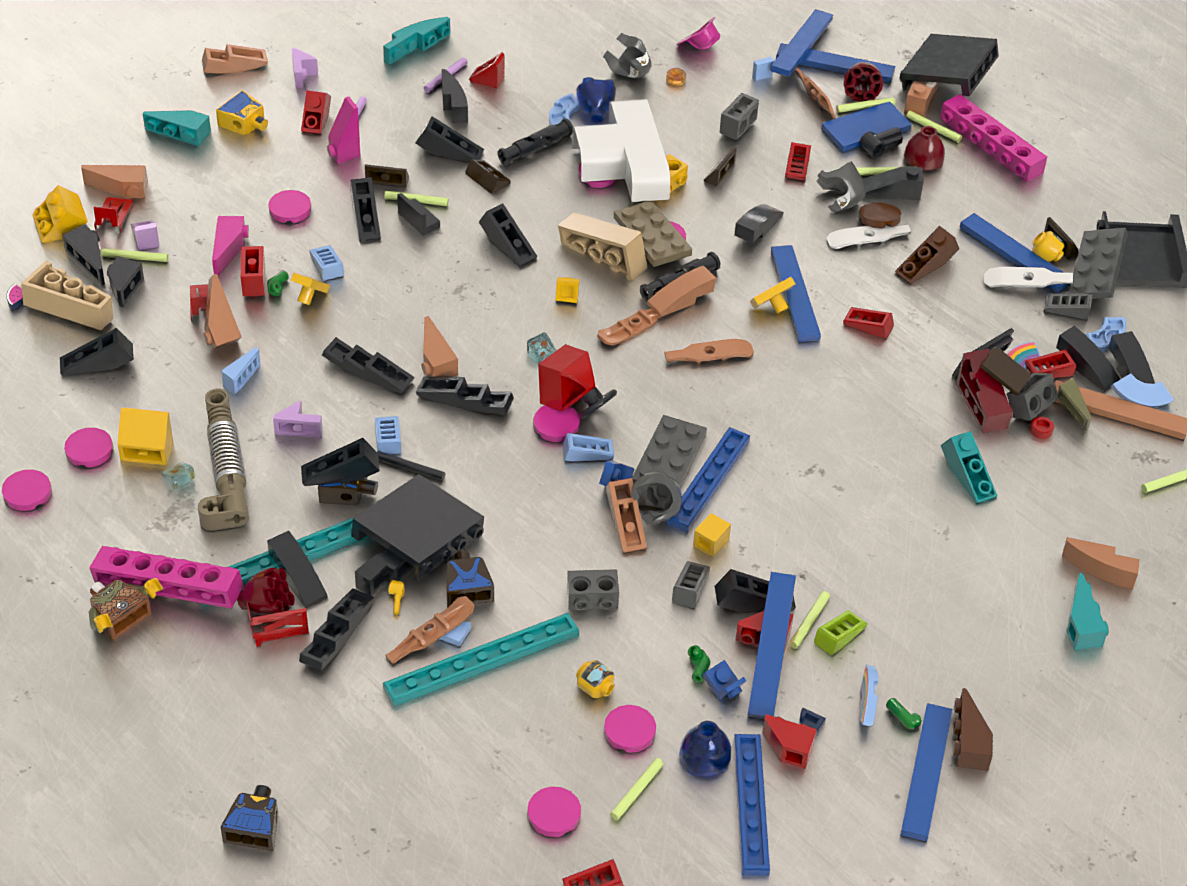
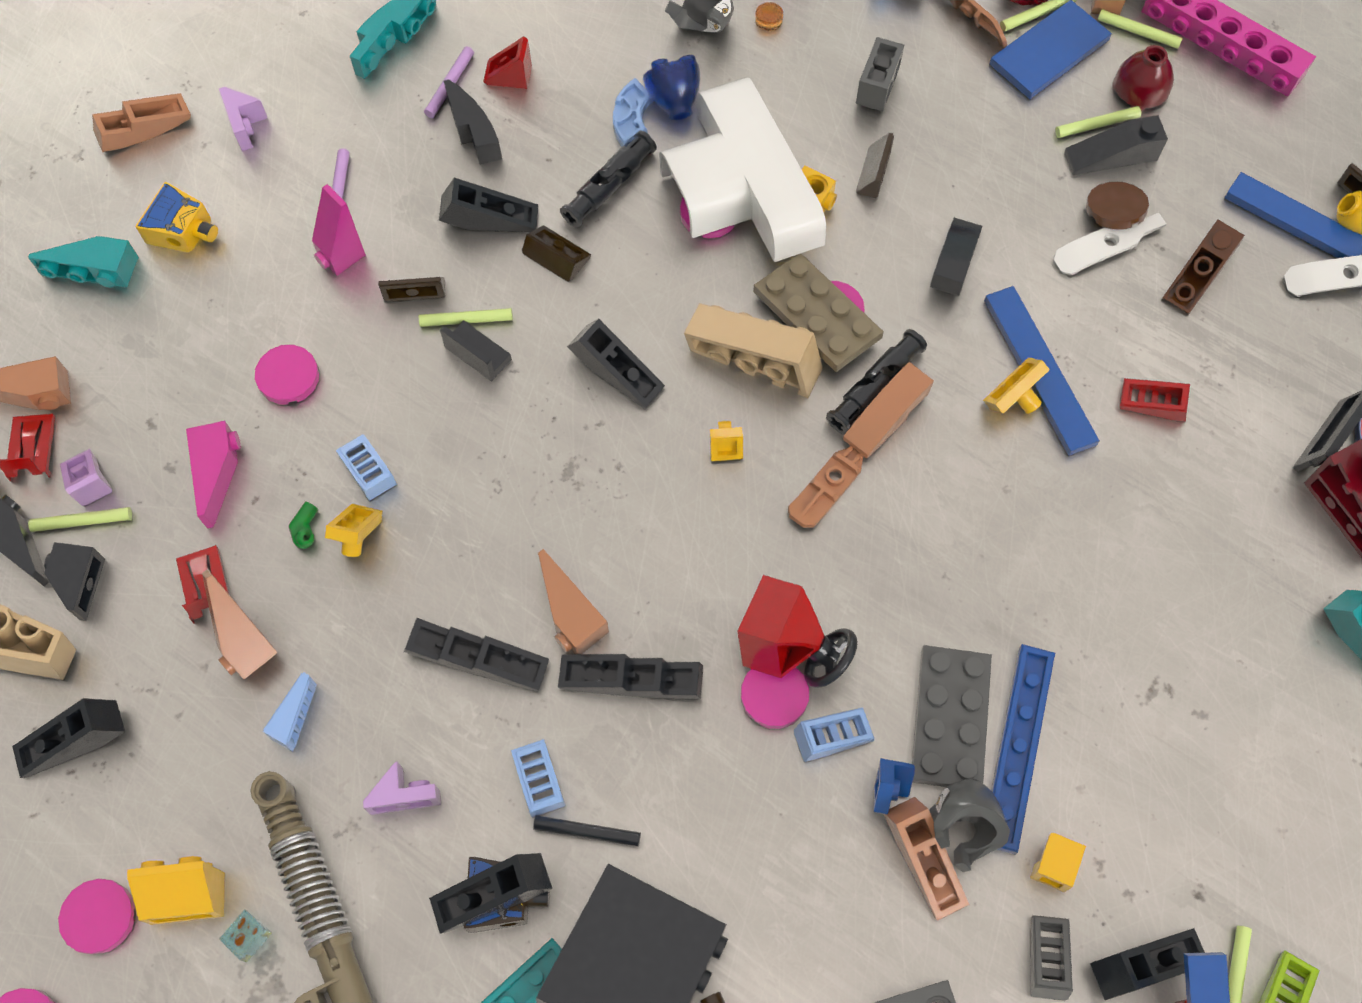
camera: 10 degrees left, 20 degrees up
(252, 271) = (263, 520): red brick -> none
(315, 111) = (282, 193): red slope -> none
(365, 209) = (399, 362): black slope -> none
(540, 347) = (718, 561): clear light blue slope -> none
(720, 350) = (969, 498): nougat piece -> none
(799, 150) = (977, 112): red slope -> none
(846, 181) = (1064, 161): dark grey piece -> none
(876, 144) = (1076, 77): black piece -> none

